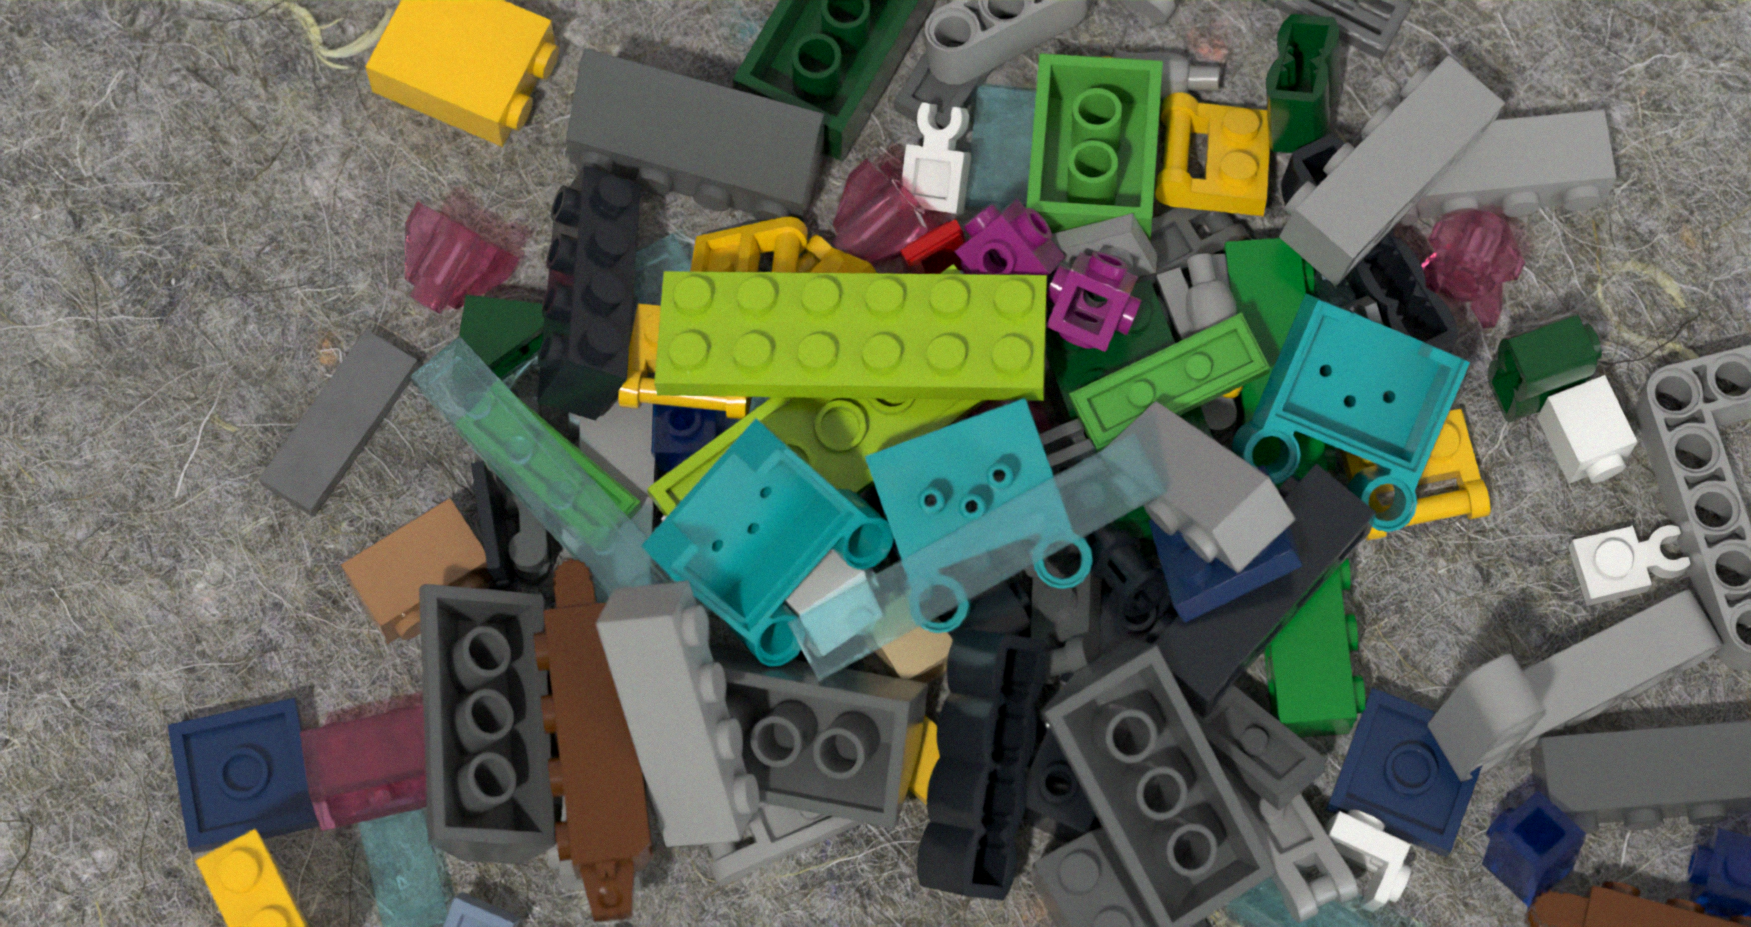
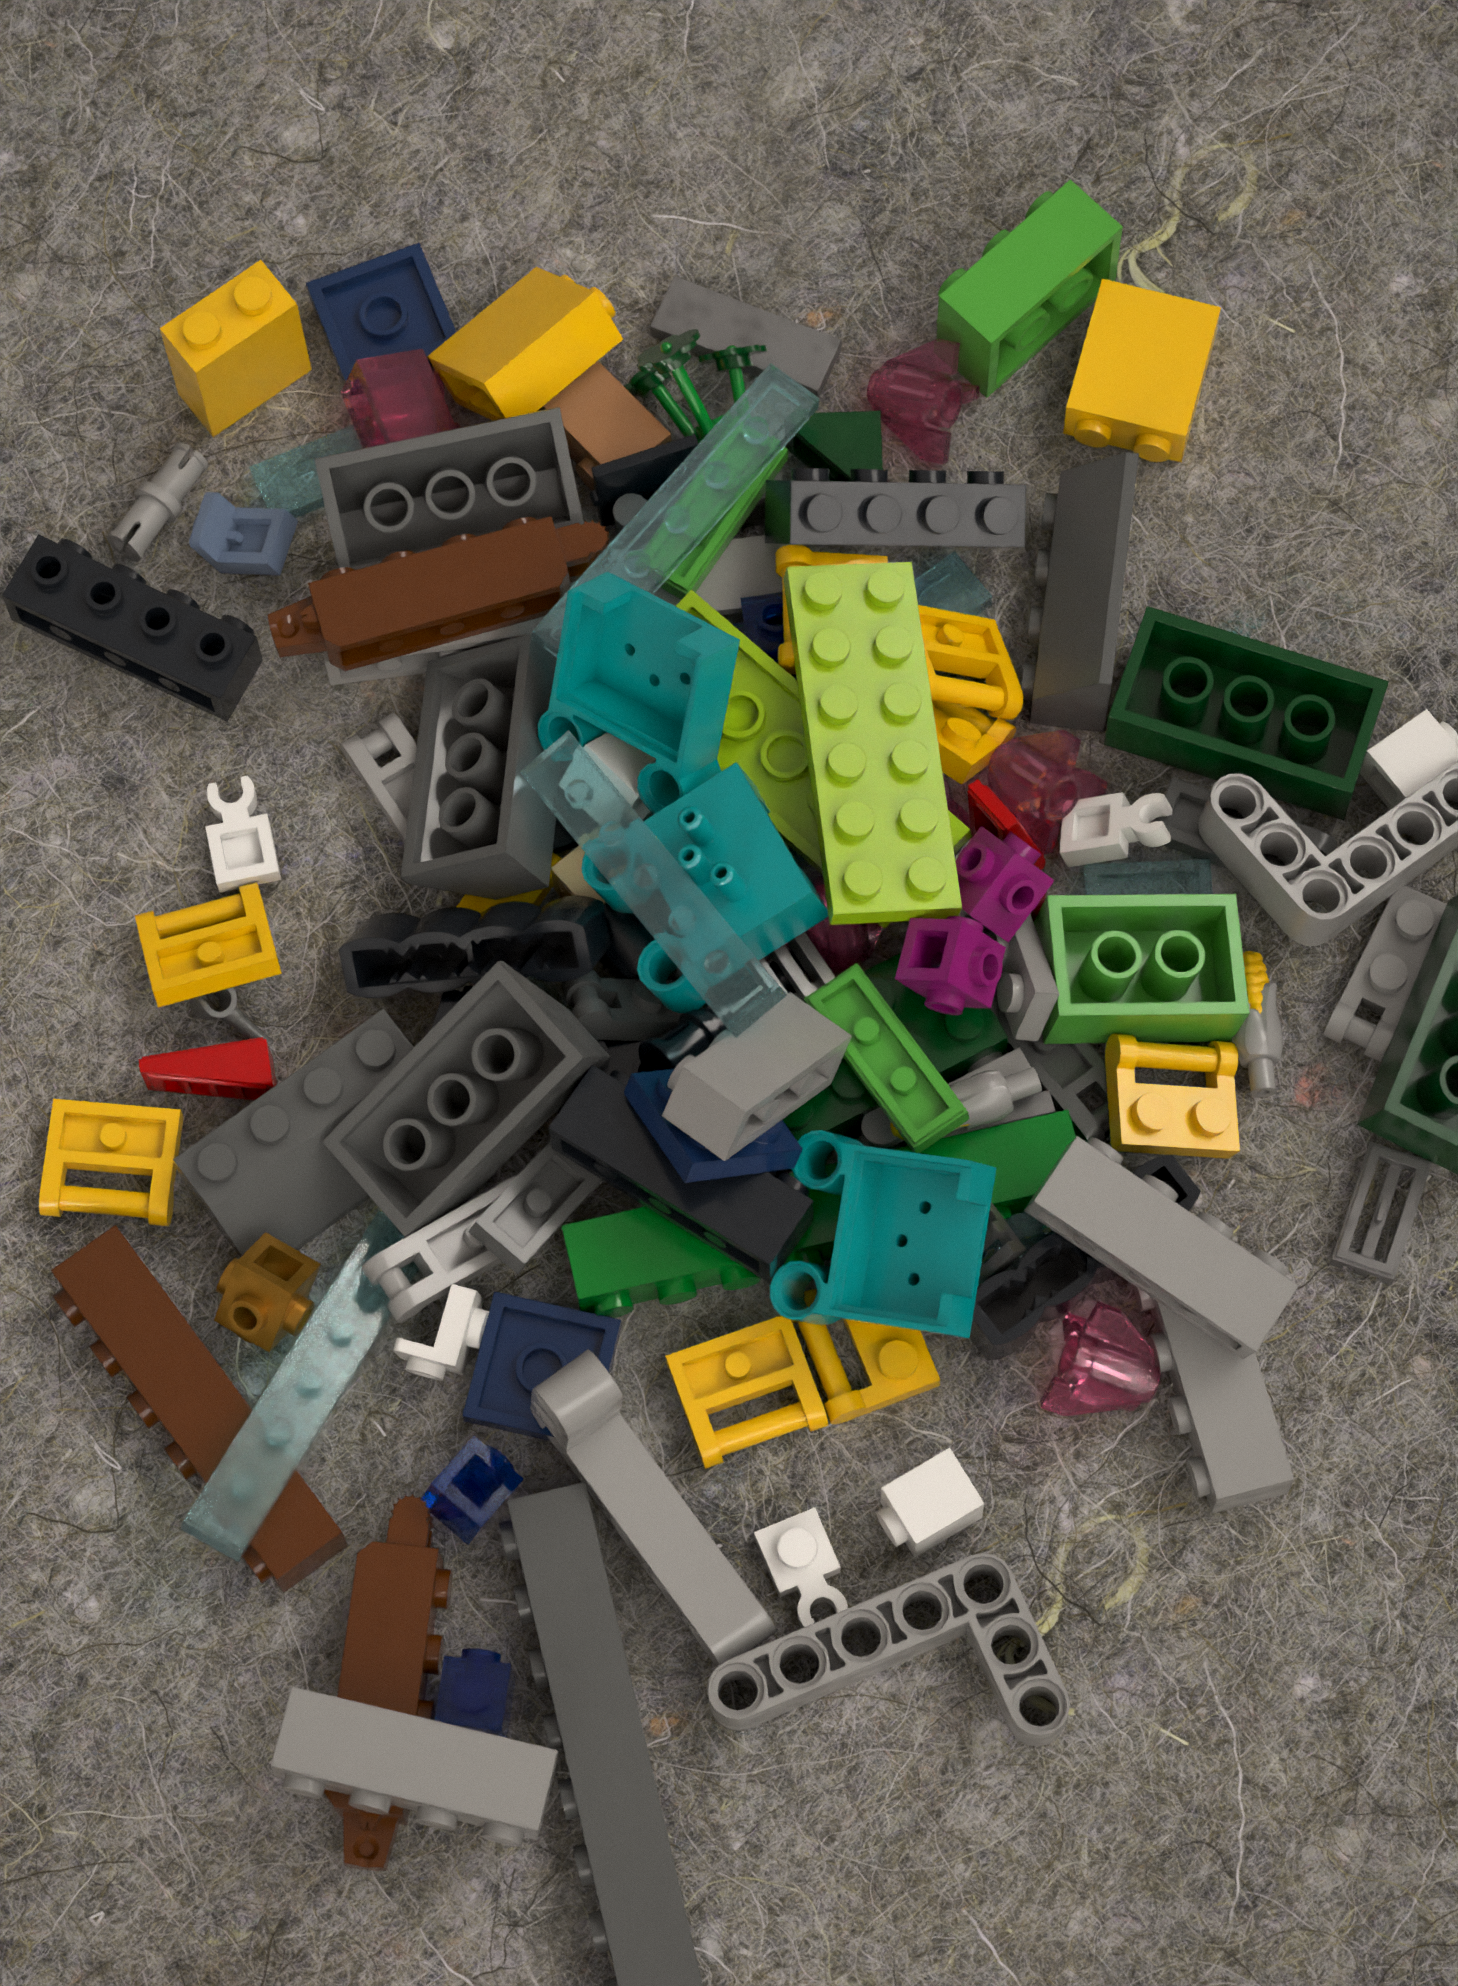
camera: 85 degrees right, 0 degrees up
(322, 625) = (526, 345): none -> yellow brick
(357, 134) = (1028, 285): none -> bright green brick
(384, 468) = (671, 356): none -> plant
(678, 713) = (461, 644): light grey brick -> none
(1303, 81) = (1261, 1165): dark green brick -> none
(1431, 589) = (739, 1370): none -> yellow plate
(1542, 364) = (987, 1443): dark green brick -> none

